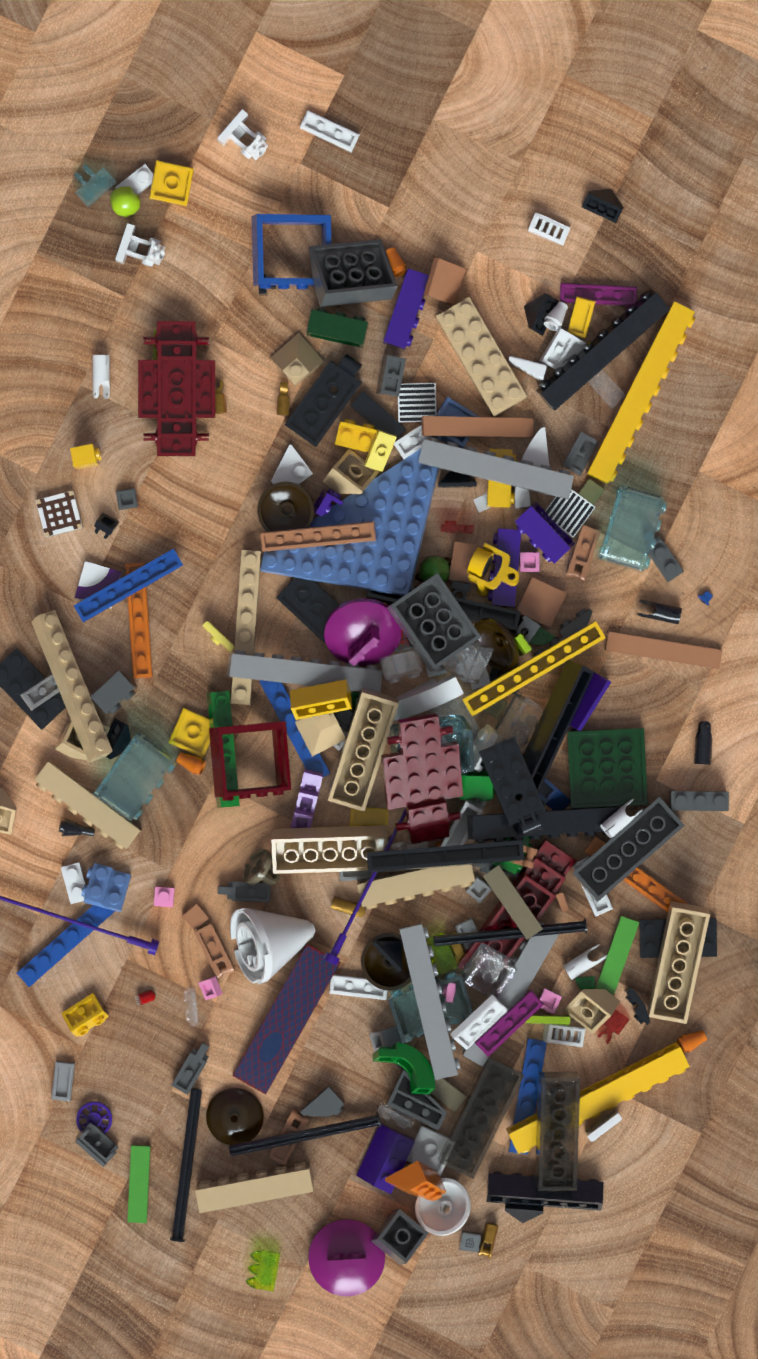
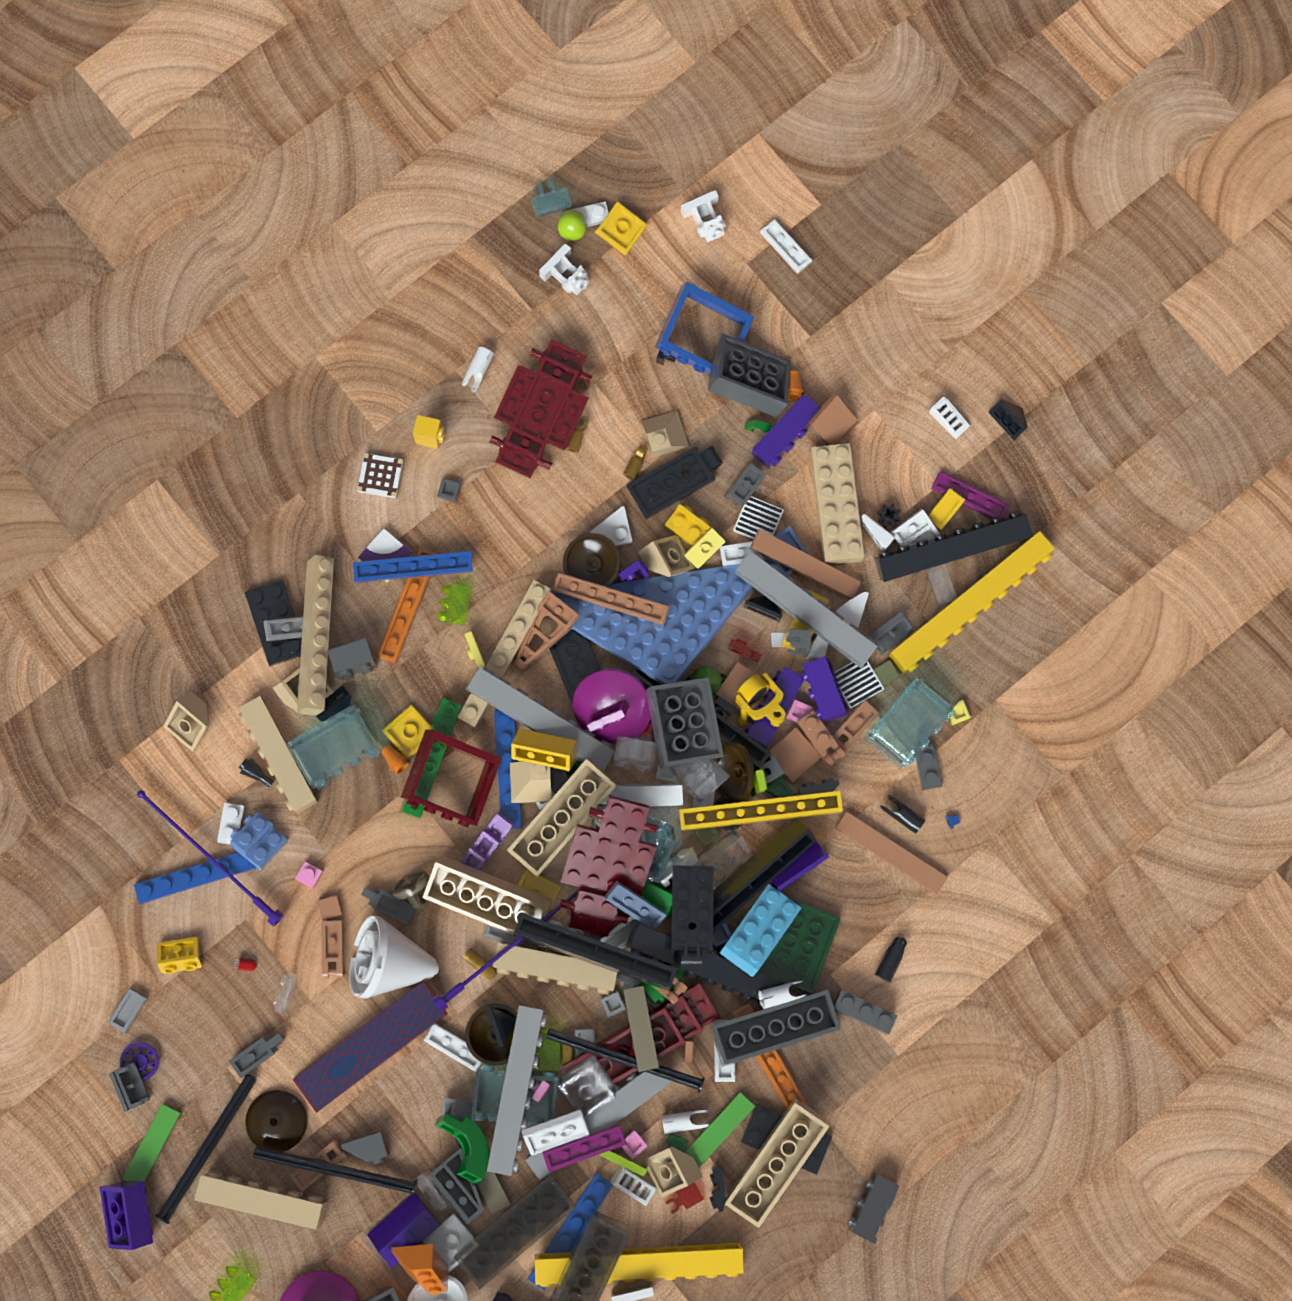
camera: 20 degrees right, 10 degrees down
(106, 524) = (419, 504): black tile -> none
(146, 1250) = (126, 1215): none -> dark purple slope
(181, 600) = (456, 605): none -> clear neon green plate
(210, 988) = (311, 983): bright pink plate -> none
(278, 569) = (559, 612): none -> nougat plate
(337, 327) = (714, 419): dark green piece -> none
(377, 415) = (715, 515): black tile -> none
(378, 315) = (756, 424): none -> green tile
(462, 801) = (635, 905): none -> sand blue plate
(505, 500) = (799, 639): none -> dark grey hinge
(531, 341) = (886, 520): none -> black gear
(537, 311) = (909, 489): black slope -> none
(556, 316) = (922, 498): white cone -> none
(558, 577) = (820, 738): none -> nougat plate
(579, 772) = (760, 930): none -> medium azure brick
(672, 498) = (961, 713): none -> light yellow tile
(691, 1041) = (755, 1248): orange cone -> none

